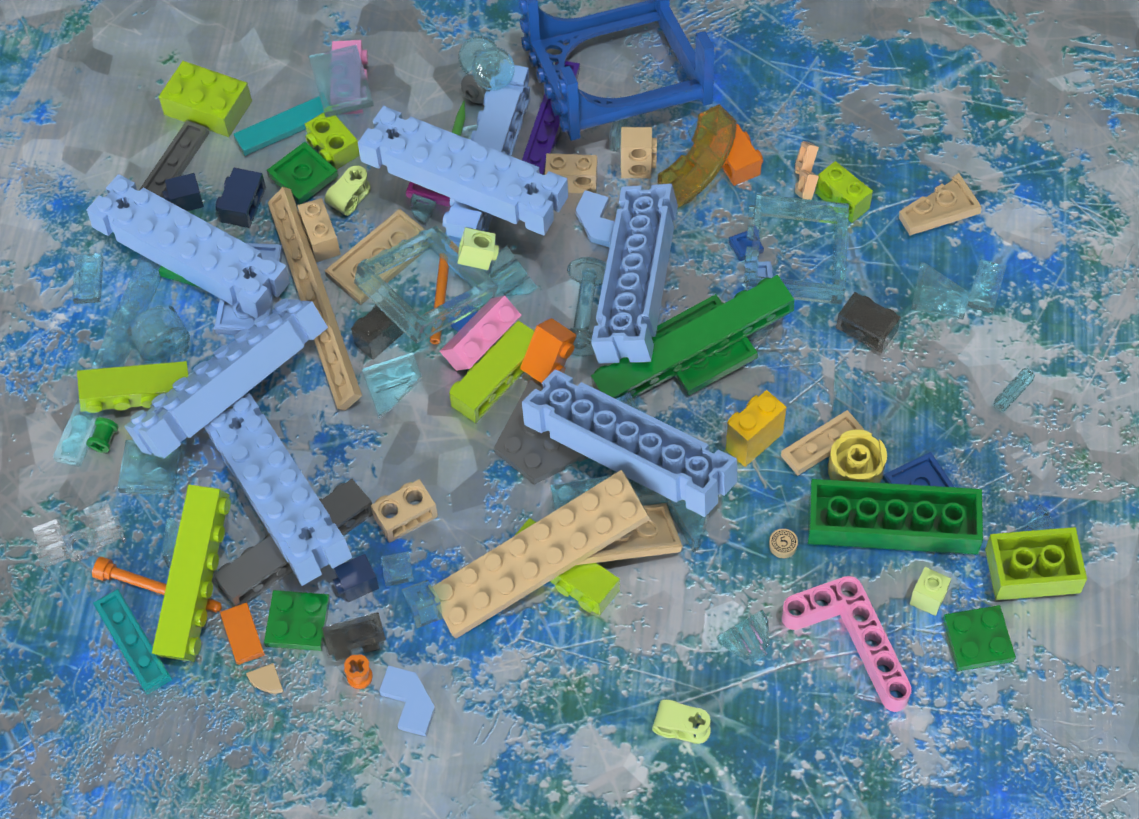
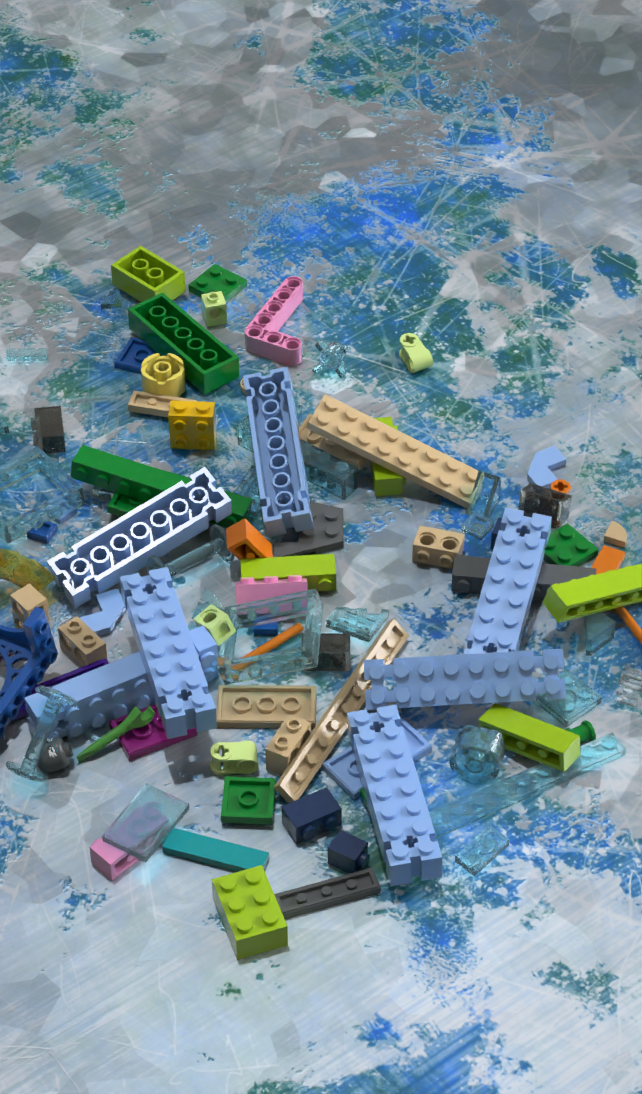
camera: 135 degrees left, 15 degrees down
(332, 140) = (203, 796): lime brick -> none

